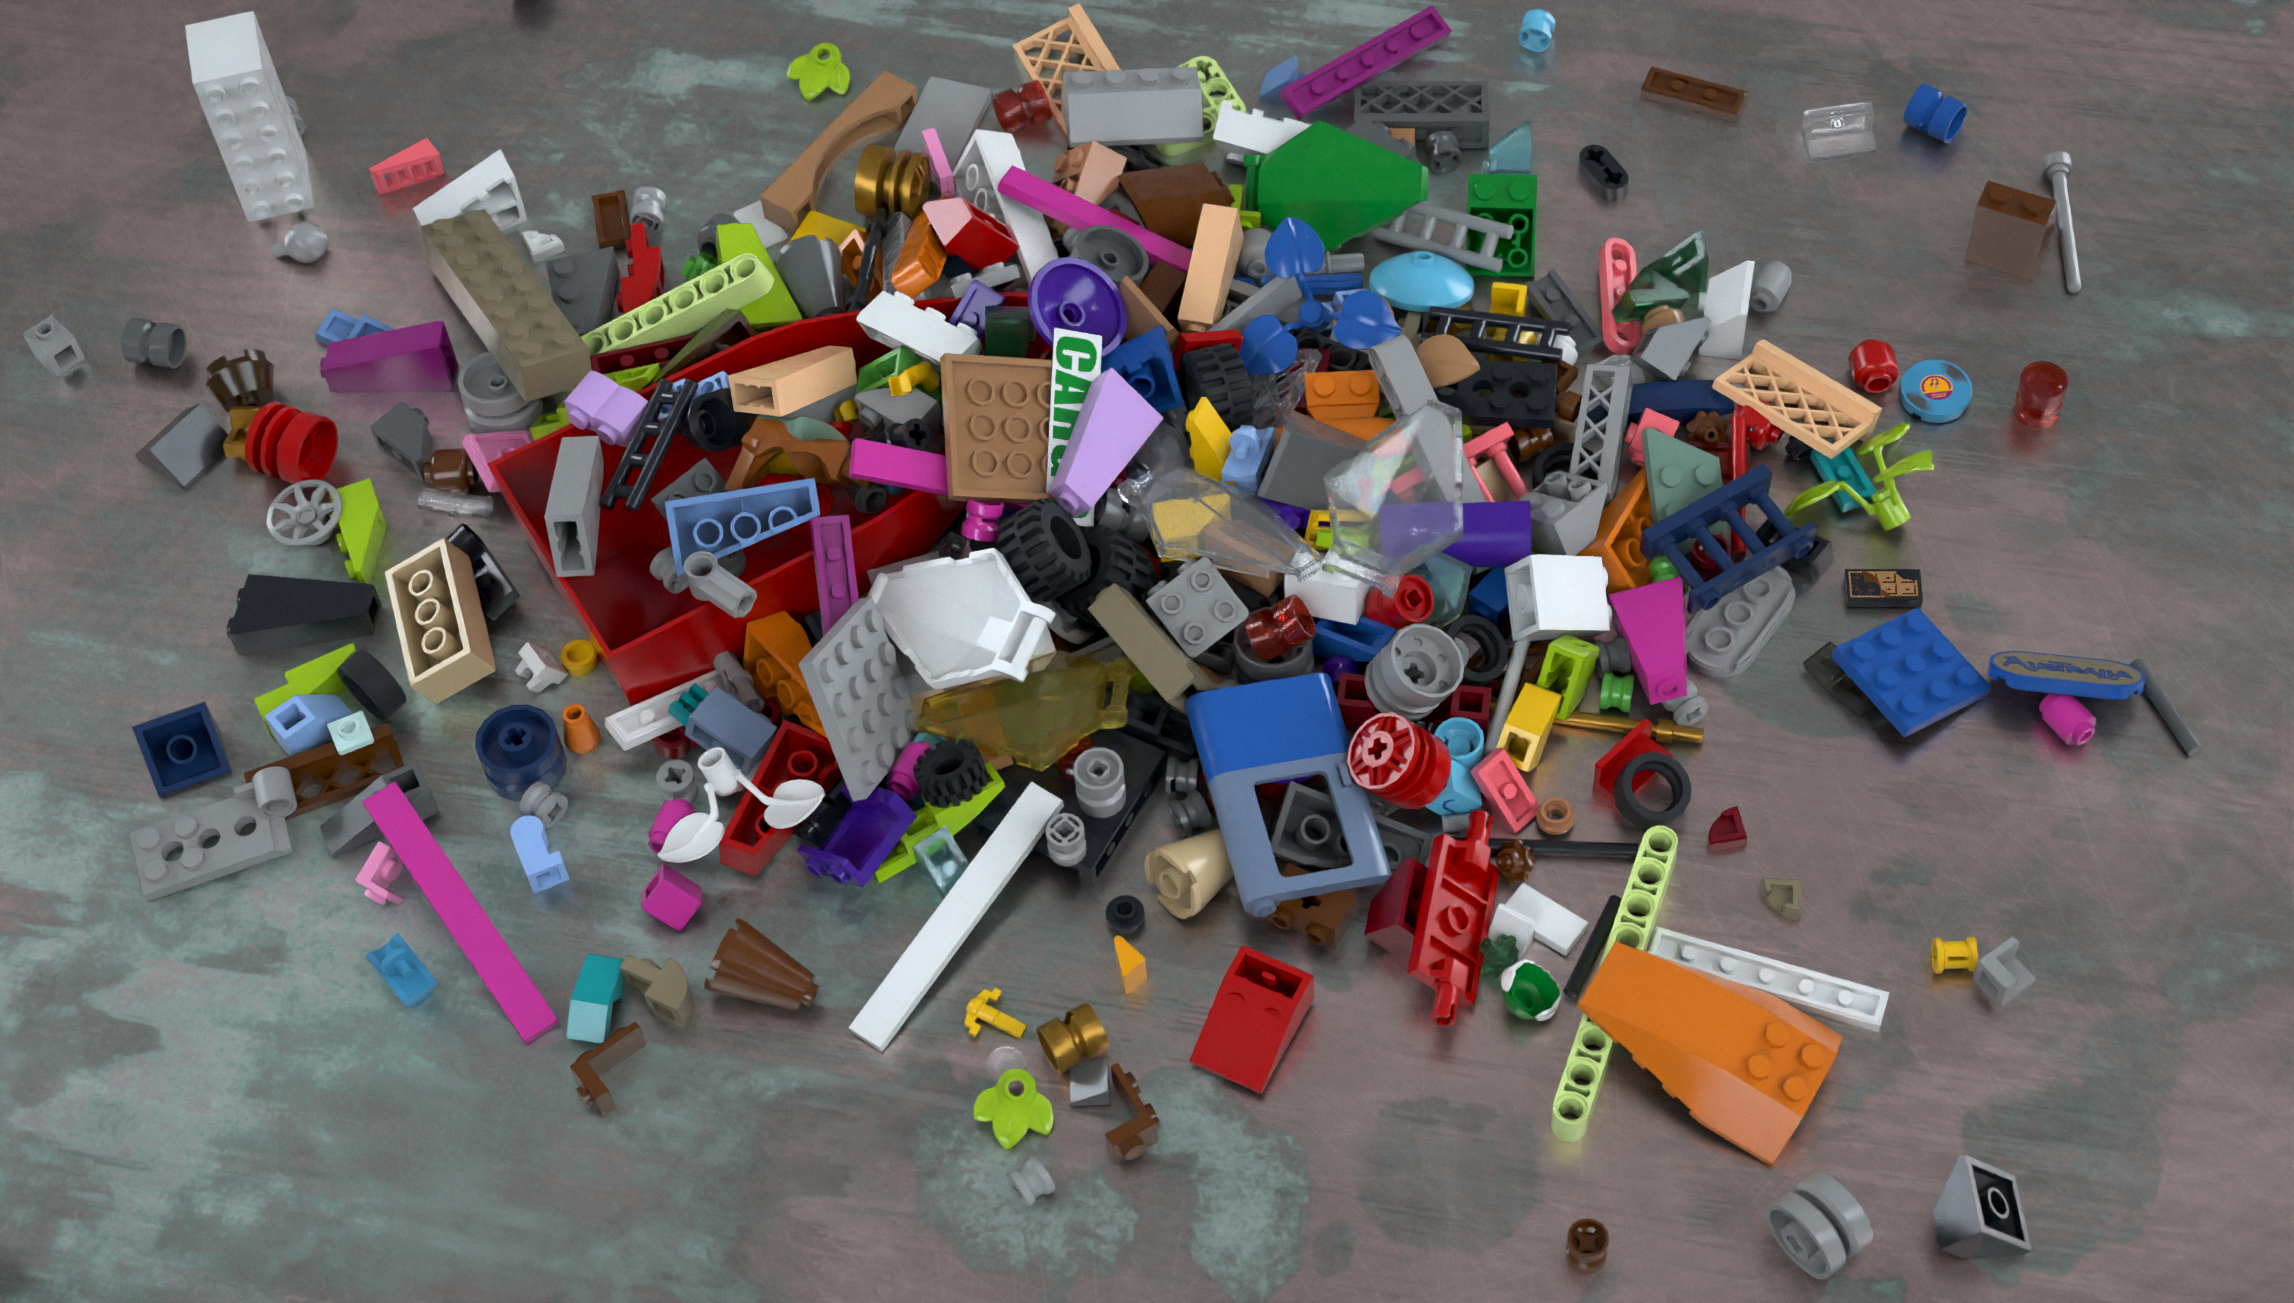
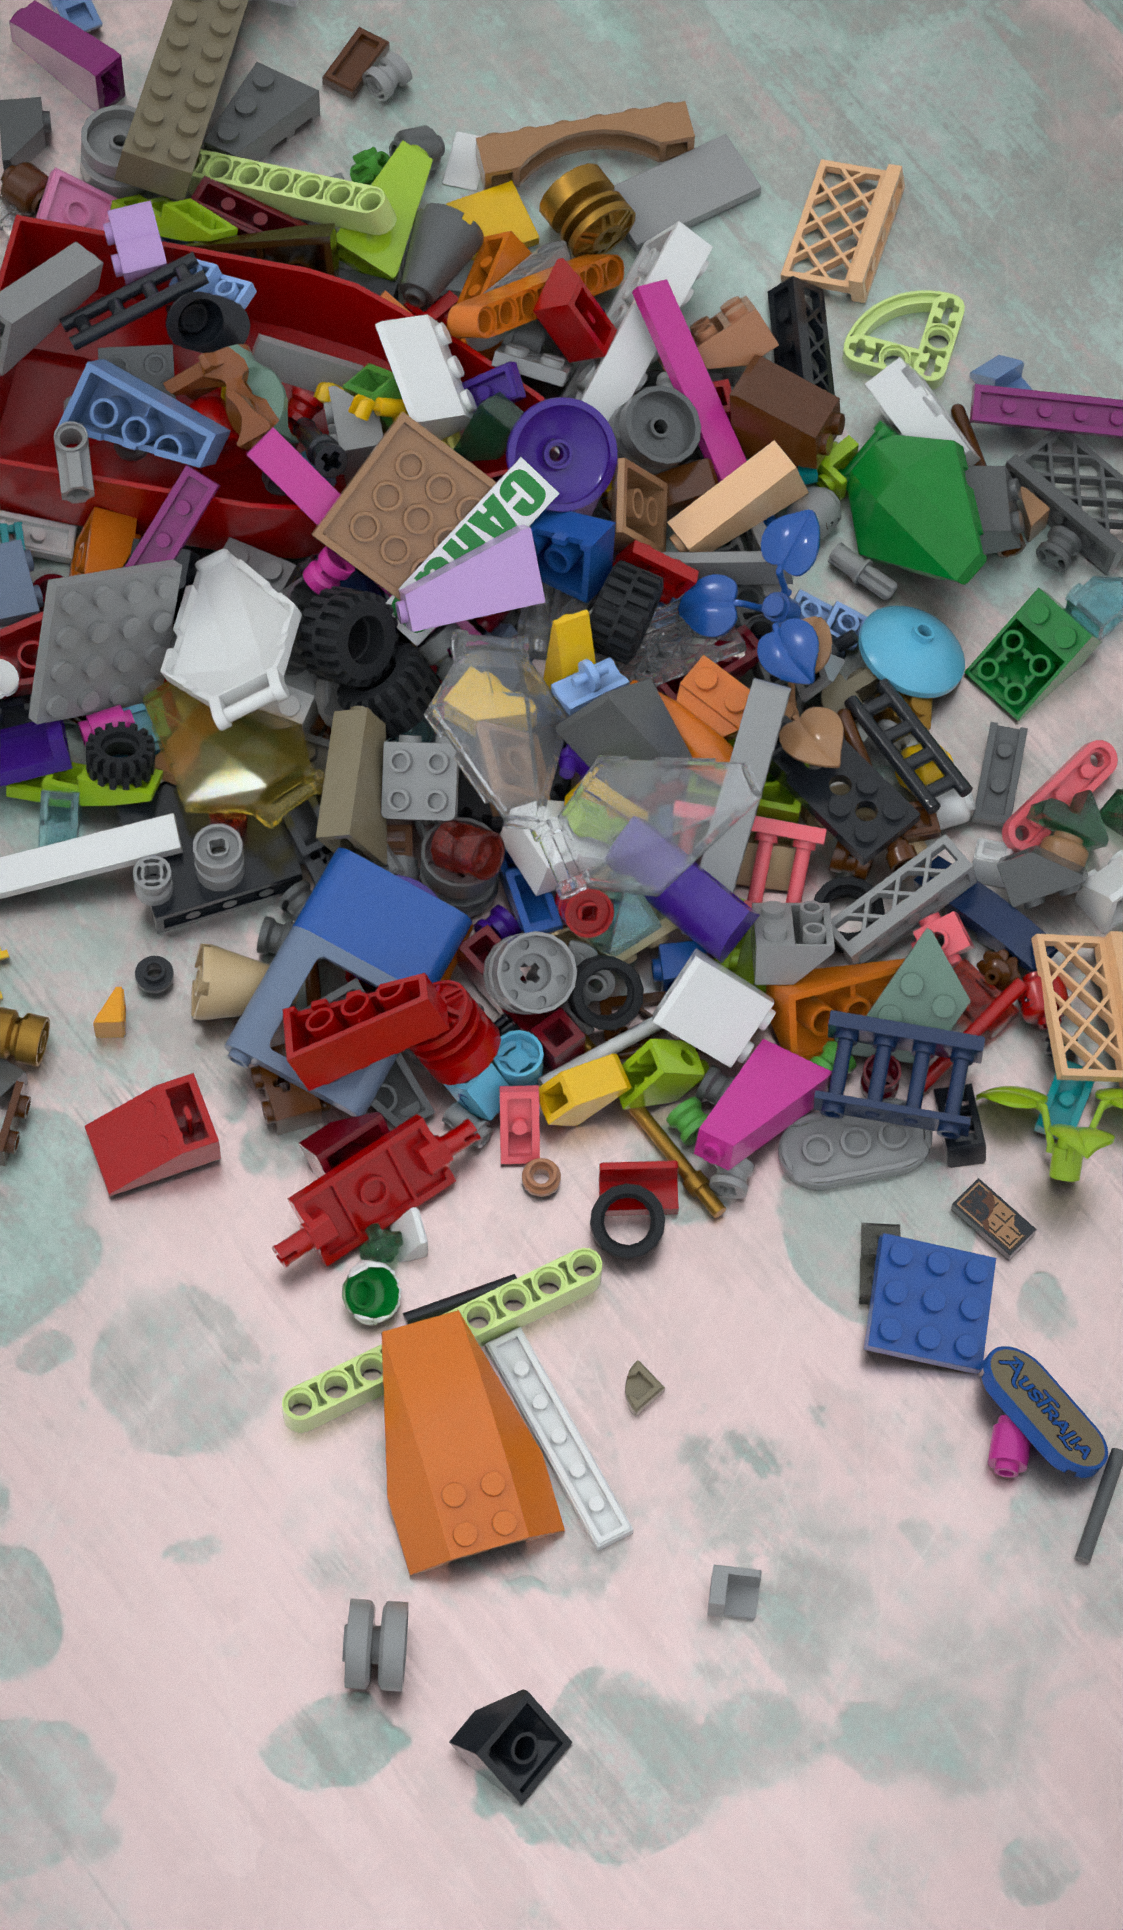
camera: 35 degrees right, 10 degrees up
(541, 245) = (282, 39): white tile -> none
(646, 273) = (328, 139): red slope -> none
(738, 681) = (56, 548): light grey pin -> none
(793, 381) = (295, 337): light nougat slope -> none
(817, 74) = (641, 60): lime plate -> none
(875, 231) = (526, 246): black bar -> none
(938, 163) = (642, 223): bright pink tile -> none
(1010, 109) = (756, 214): clear red wheel -> none
(1132, 106) = (838, 301): light grey slope -> none
(1326, 283) = (843, 586): blue axle -> none
(1347, 797) = (362, 1028): none -> red wedge
(1454, 250) = (969, 643): light grey bar -> none
(1507, 300) = (959, 732): yellow panel -> none
(1515, 861) = (471, 1185): reddish brown plant -> none
(1553, 923) = (447, 1248): white tile -> none
(1573, 848) = (516, 1202): black bar -> none
(1587, 1236) = (210, 1502): reddish brown wheel -> none
(1727, 831) = (656, 1301): dark red tile -> none
(1954, 954) = (711, 1544): yellow bush -> none

